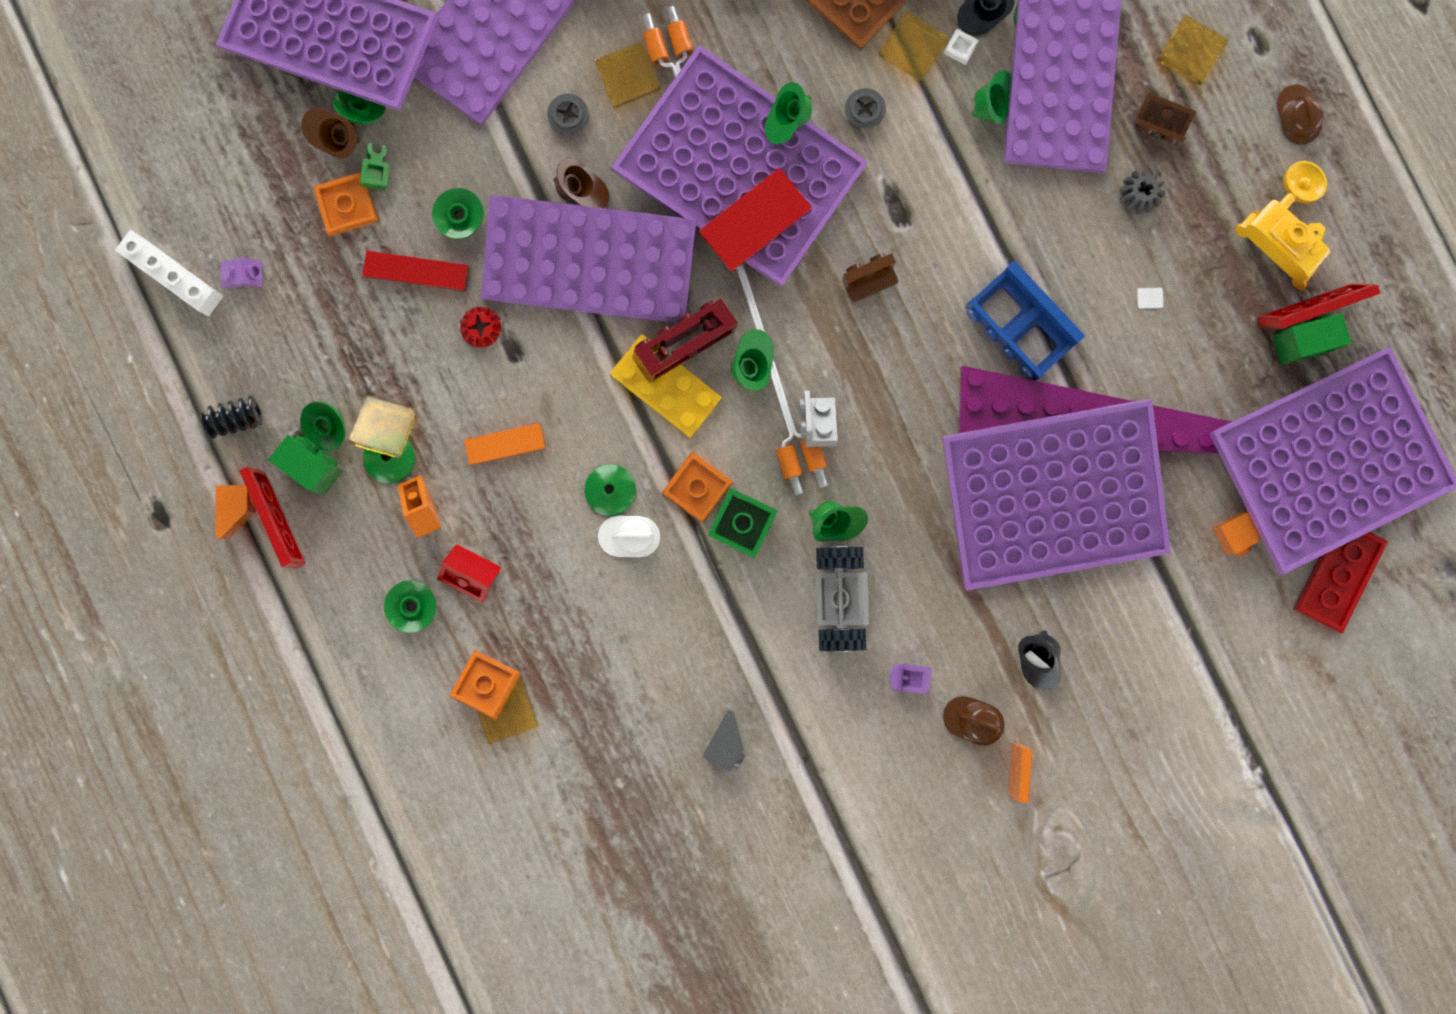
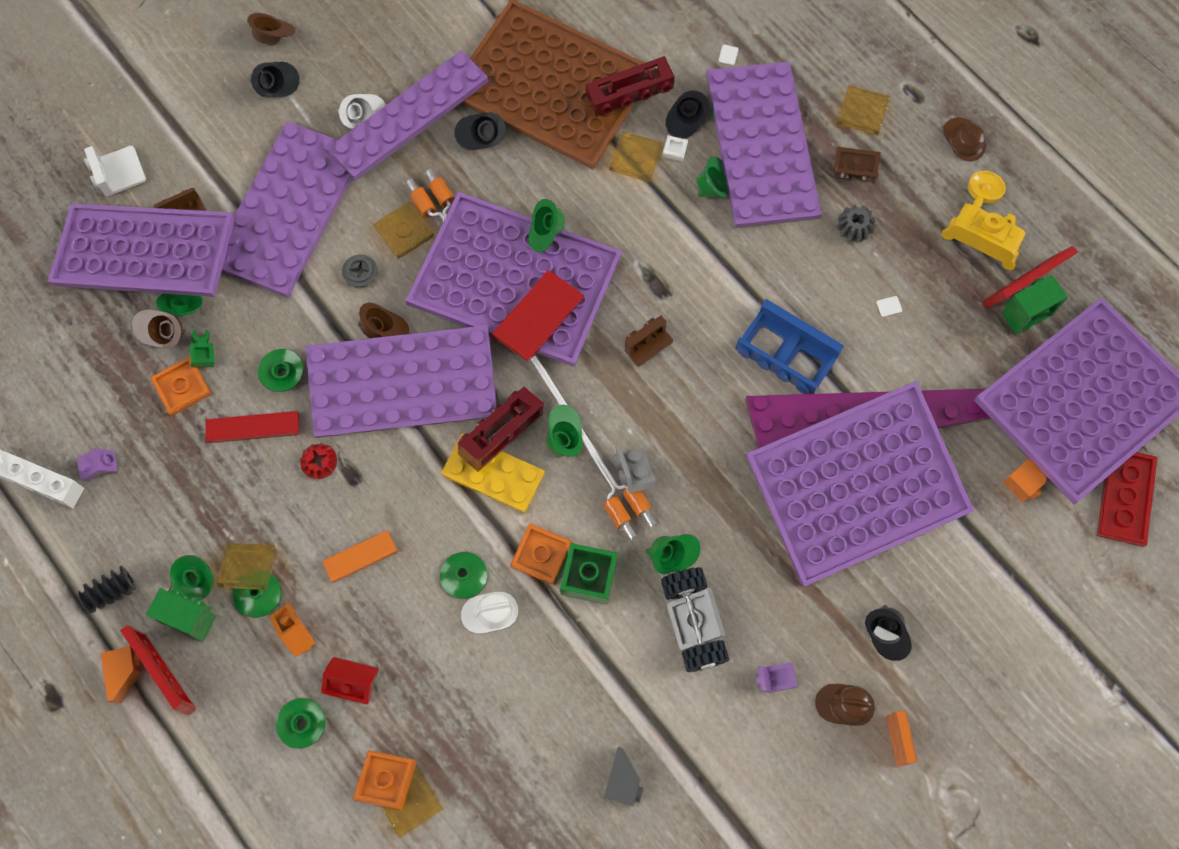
camera: 10 degrees left, 15 degrees down
(865, 97) = (607, 203): dark grey gear -> none

